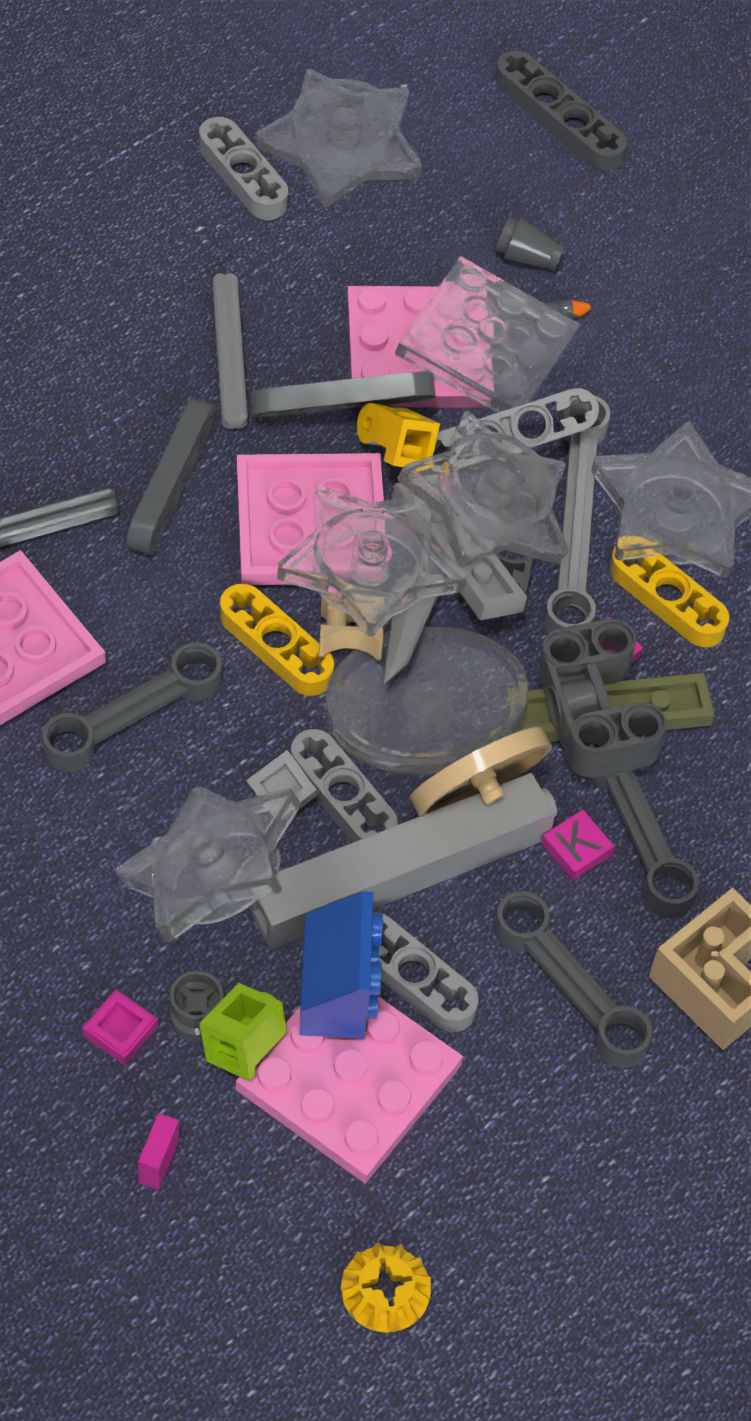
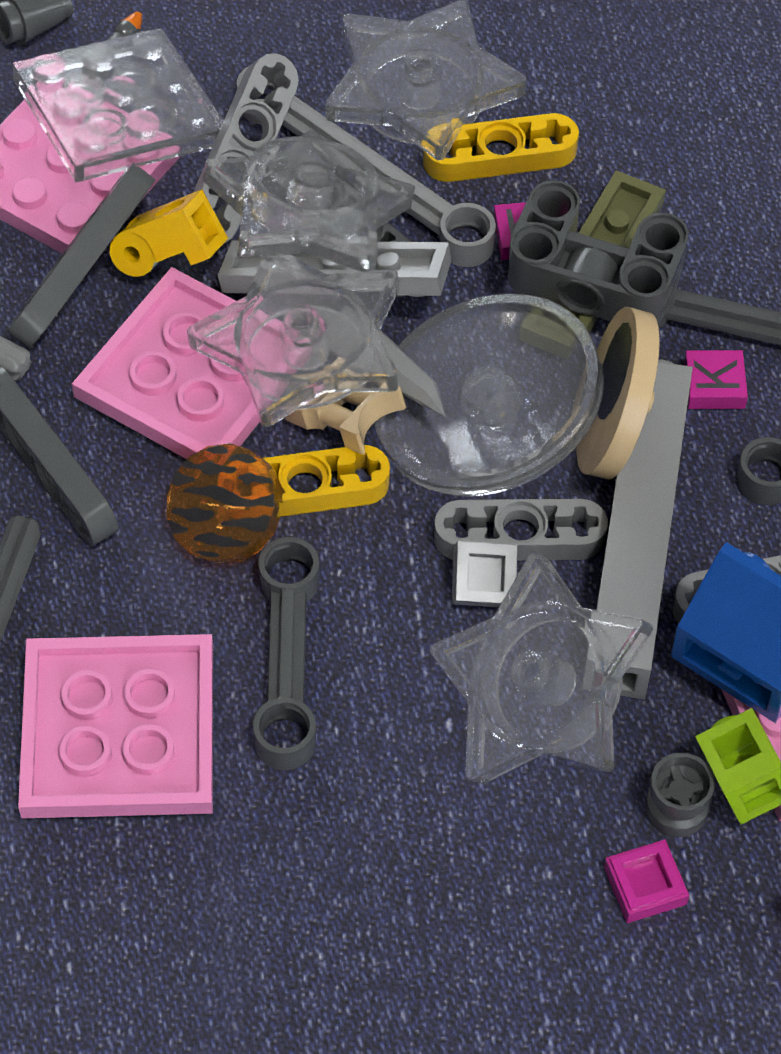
camera: 50 degrees left, 0 degrees up
(211, 597) = (224, 503): none -> clear orange tile

